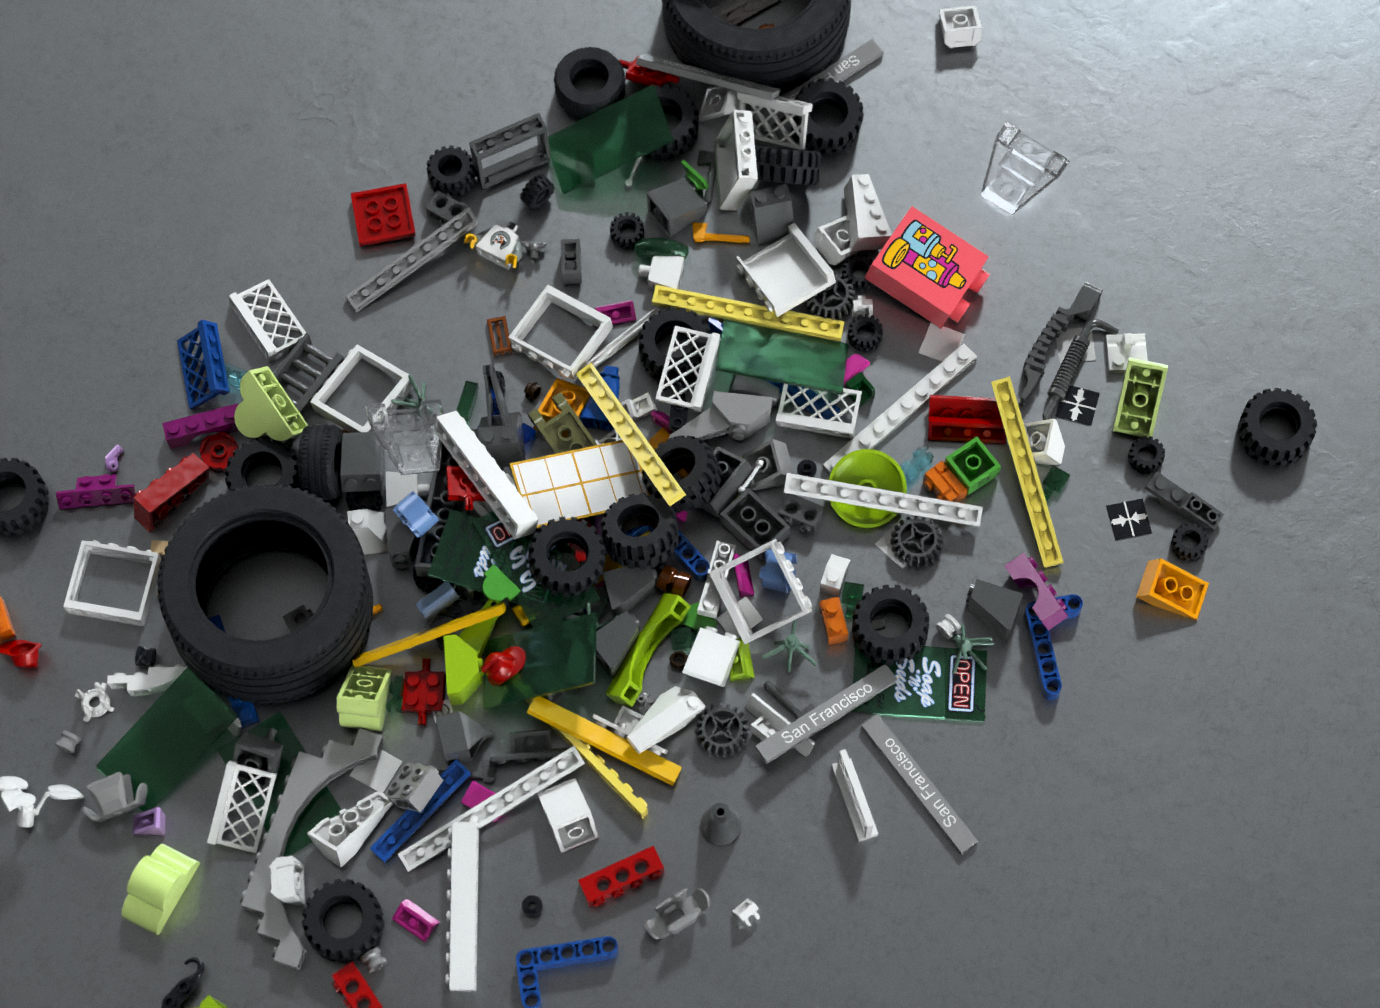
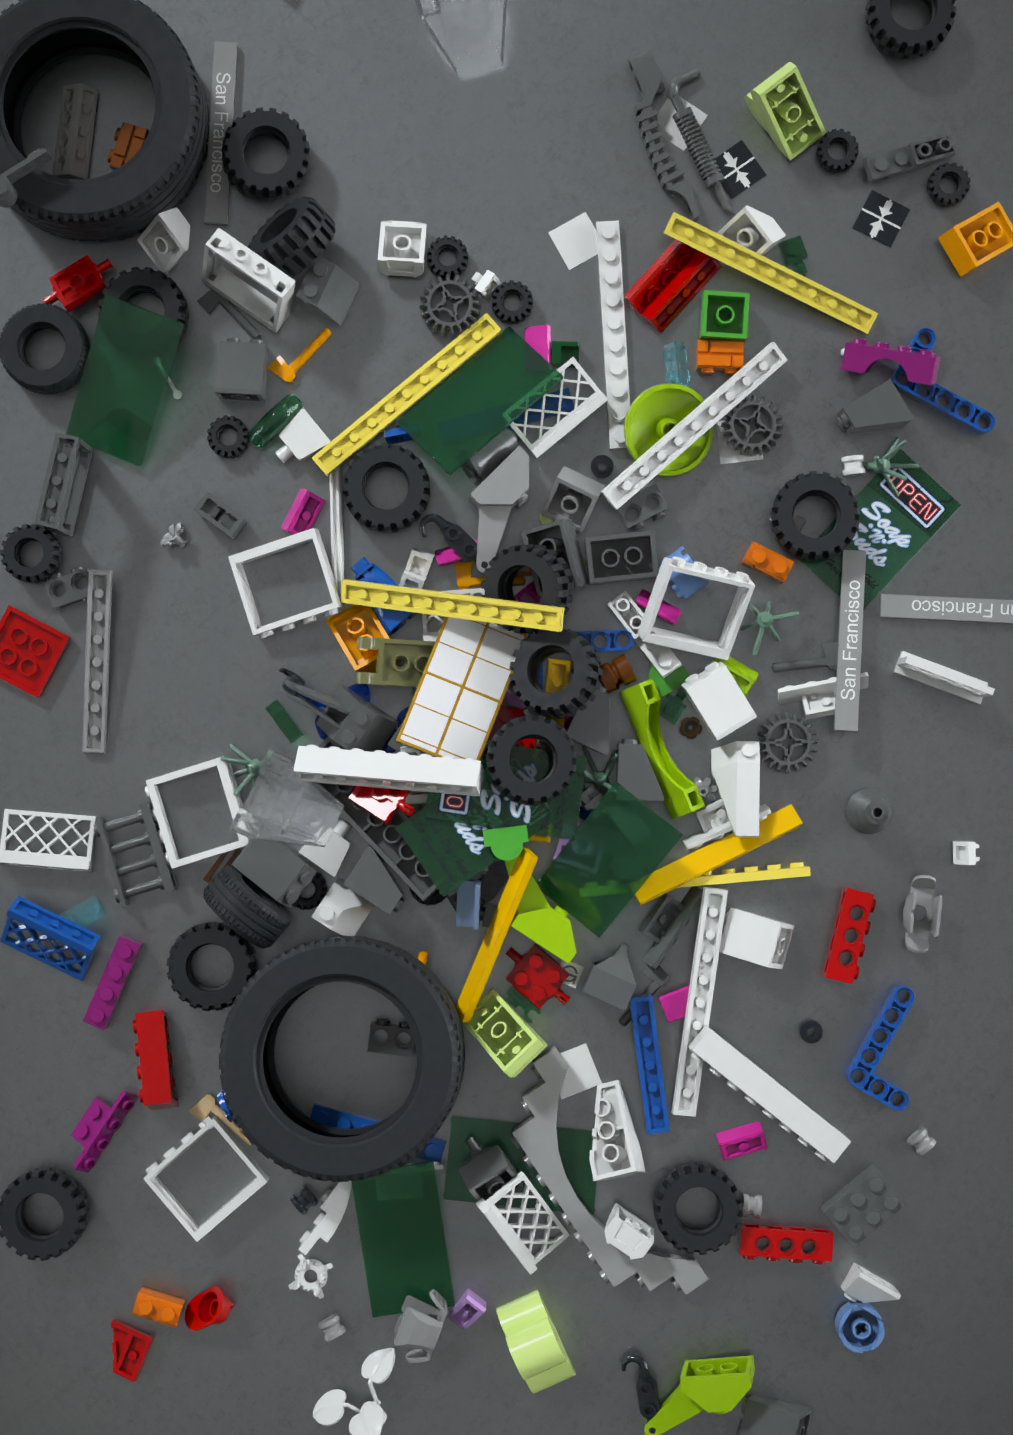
camera: 55 degrees left, 20 degrees up
(111, 460) = (77, 1090): lavender arm -> none
(217, 441) = (145, 998): red plate -> none
(266, 408) = (153, 915): yellowish green brick -> none
(414, 786) = (626, 1055): light grey brick -> none
(415, 514) = (378, 864): medium blue brick -> none
(498, 245) = (146, 568): torso -> none
(501, 350) = (257, 648): dark orange tile -> none
(503, 665) = (579, 890): red piece -> none
(532, 390) = (321, 653): dark brown plate -> none
(537, 192) = (121, 490): black tyre -> none
(694, 177) = (225, 332): bright green piece -> none
(705, 370) = (443, 486): white fence -> none
(707, 77) = (136, 234): light grey tile -> none
(741, 489) = (581, 543): white hinge -> none
(749, 612) = (699, 631): white sticker -> none
(779, 104) = (216, 195): white fence -> none
(787, 272) = (396, 325): white panel -> none
(834, 575) = (723, 523): white slope -> none
(851, 594) = (754, 524): clear green plate -> none
(865, 215) = (398, 204): white wedge -> none
(928, 268) = (503, 193): coral brick -> none
(1123, 346) = (725, 82): white hinge -> none

